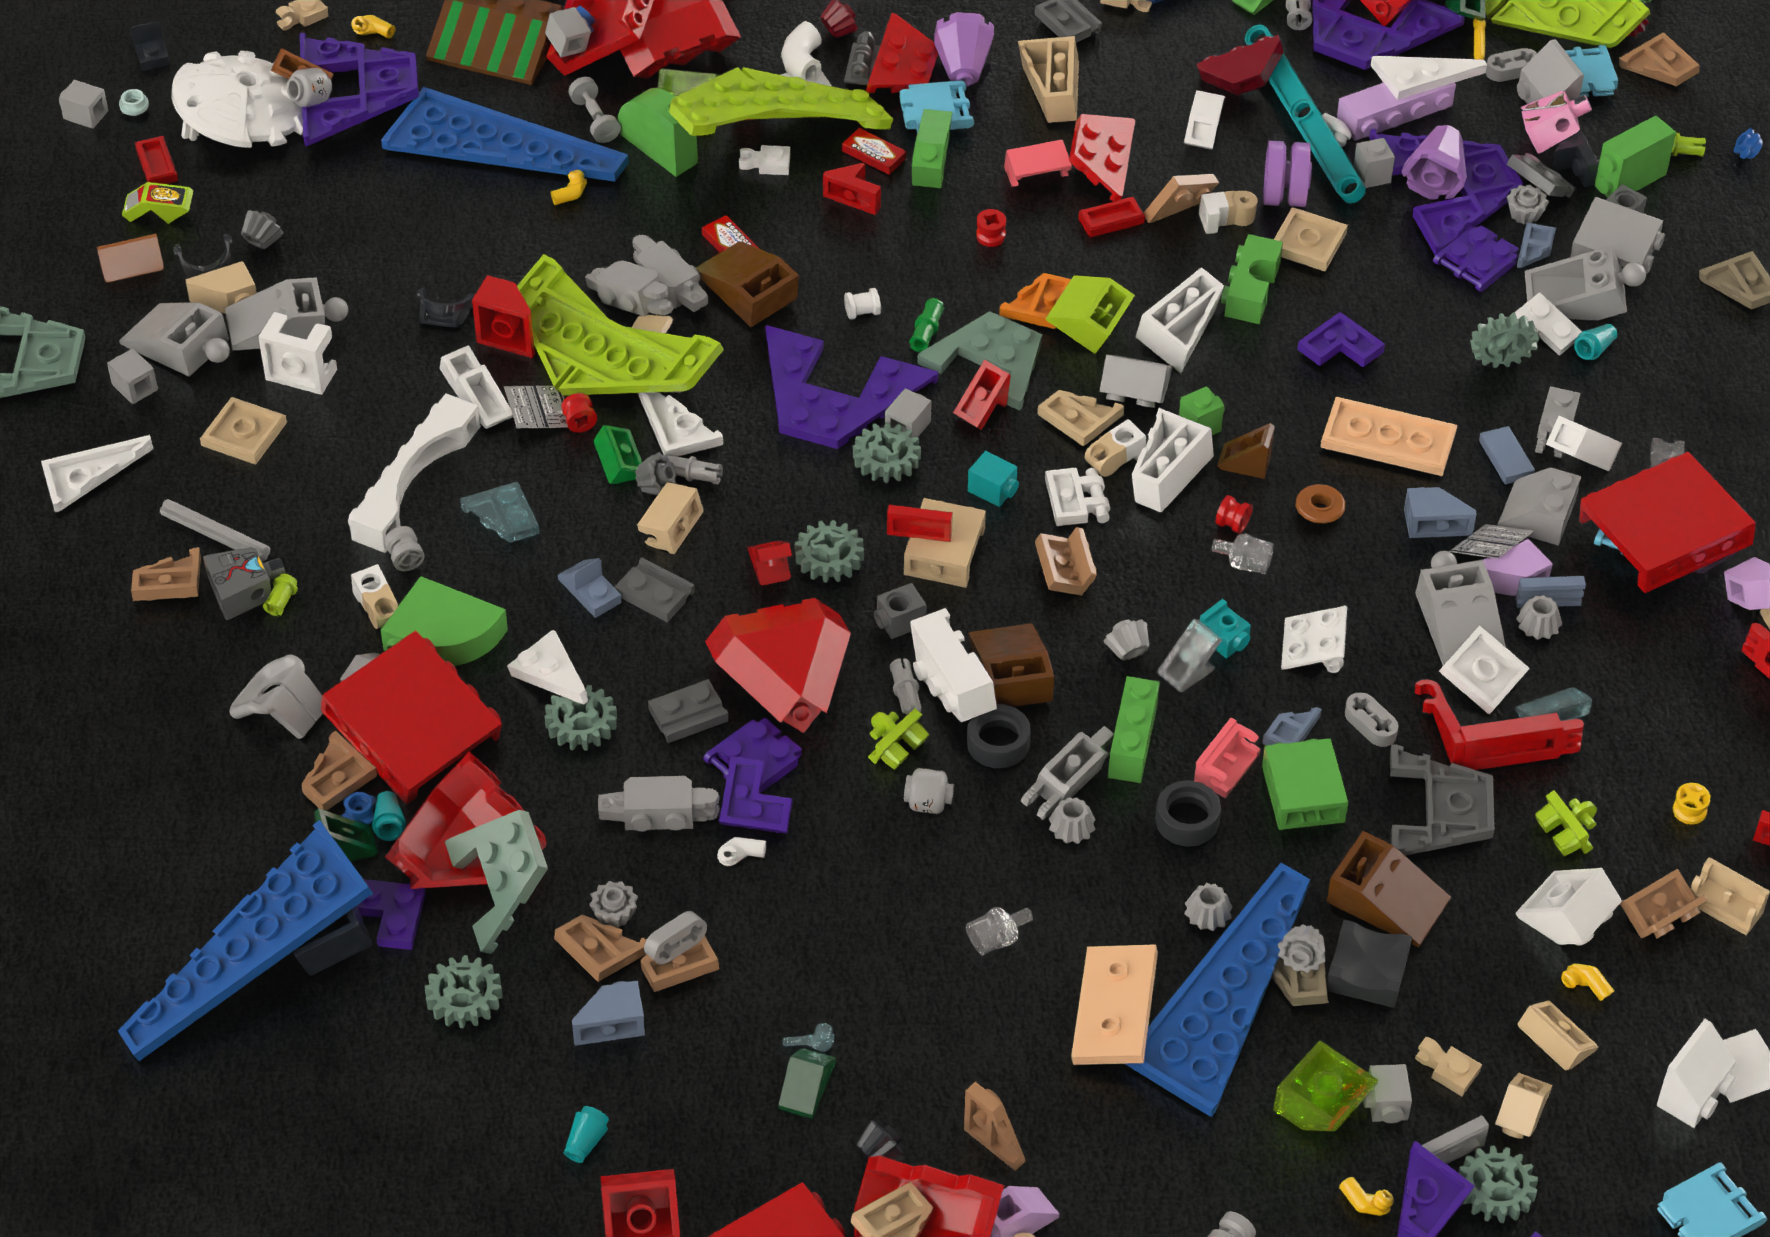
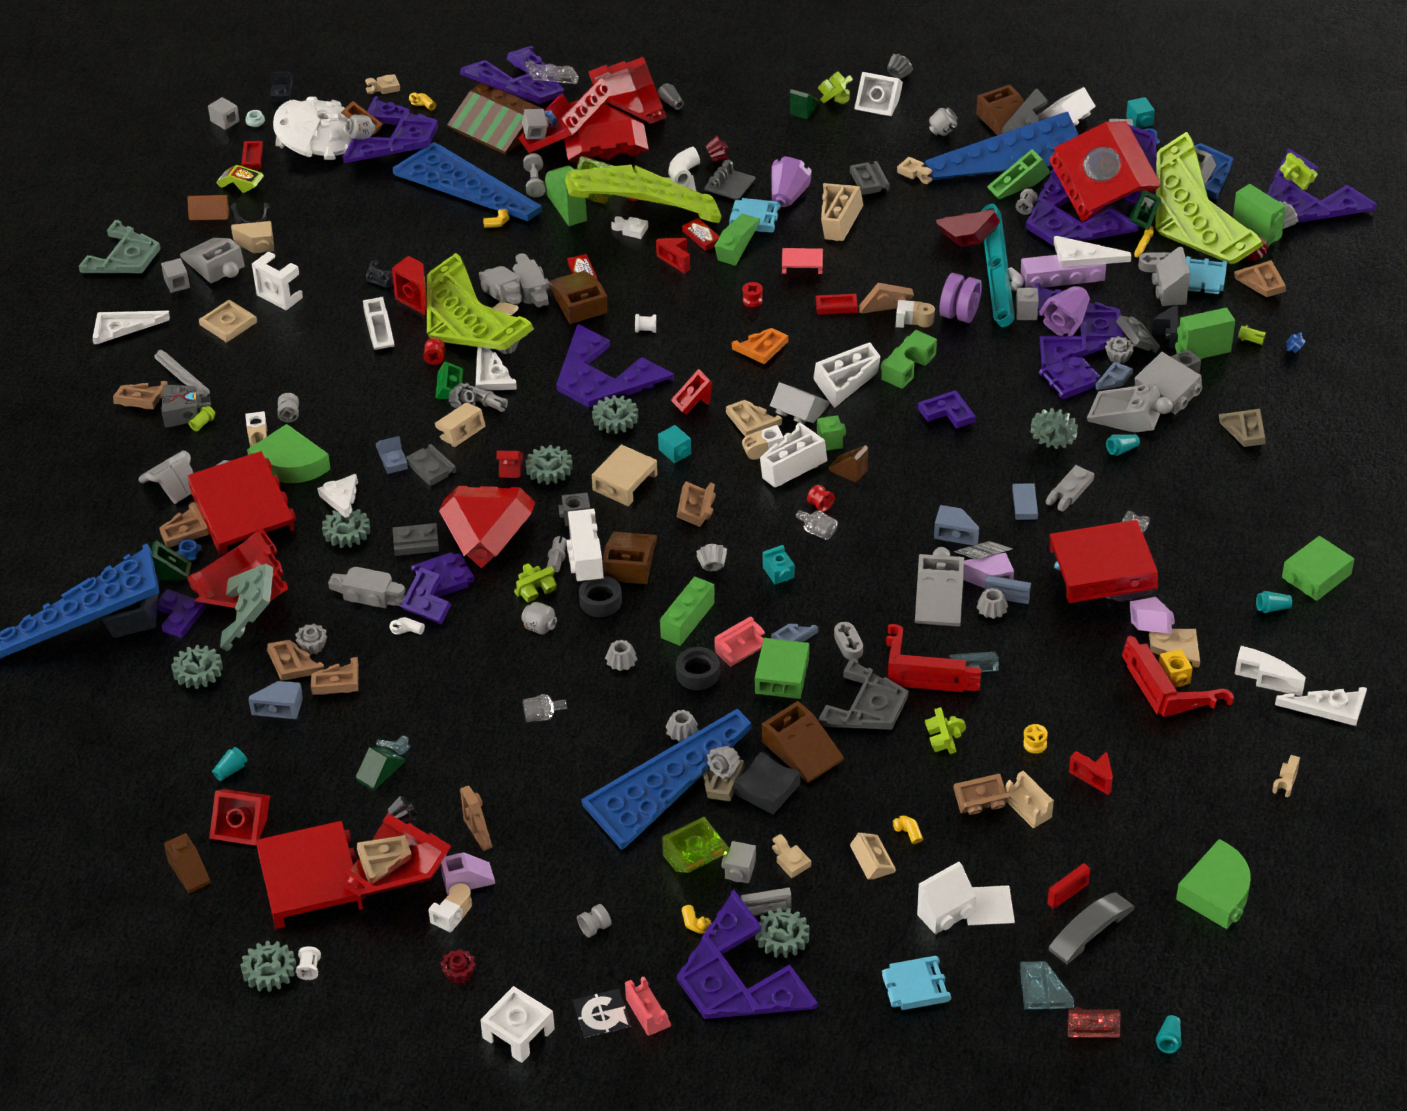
camera: 20 degrees right, 5 degrees down
(260, 229) = (293, 206): dark grey piece -> none
(292, 297) = (286, 251): light grey slope -> none
(388, 818) = (202, 557): teal cone -> none
(446, 429) = (344, 345): white arch -> none
(503, 511) = (361, 399): clear light blue wing -> none
(536, 406) = (409, 342): light grey sticker -> none
(675, 937) = (335, 664): light grey beam -> none
(903, 58) = (747, 181): red wing -> none
(910, 411) = (641, 393): light grey brick -> none
(919, 523) = (607, 457): red tile -> none
(926, 325) = (680, 344): green pin -> none
(996, 341) = (720, 365): sand green wing -> none
(1067, 496) = (718, 464): white plate -> none
(1069, 770) = (631, 624): light grey hinge -> none
(1090, 309) = (788, 356): lime slope -> none
(1103, 150) = (849, 261): wing -> none
(1114, 1005) = (591, 768): light nougat plate -> none
(1190, 656) = (745, 577): clear slope -> none
(1204, 120) = (926, 254): white slope -> none
(1310, 238) = (960, 342): tan plate -> none
(1315, 639) = (837, 584): white hinge -> none
(1320, 494) = (882, 498): dark orange piece -> none
(1389, 436) = (950, 473): light nougat plate -> none
(1484, 669) = (936, 626): white plate -> none
(1523, 1105) = (823, 890): tan slope -> none
(1542, 504) = (1031, 536): light grey slope -> none
(1550, 323) = (1093, 424): white plate -> none
(1553, 119) = (1160, 299): bright pink torso -> none
(1571, 905) = (920, 781): white slope -> none
(1583, 443) = (1076, 503): white slope -> none

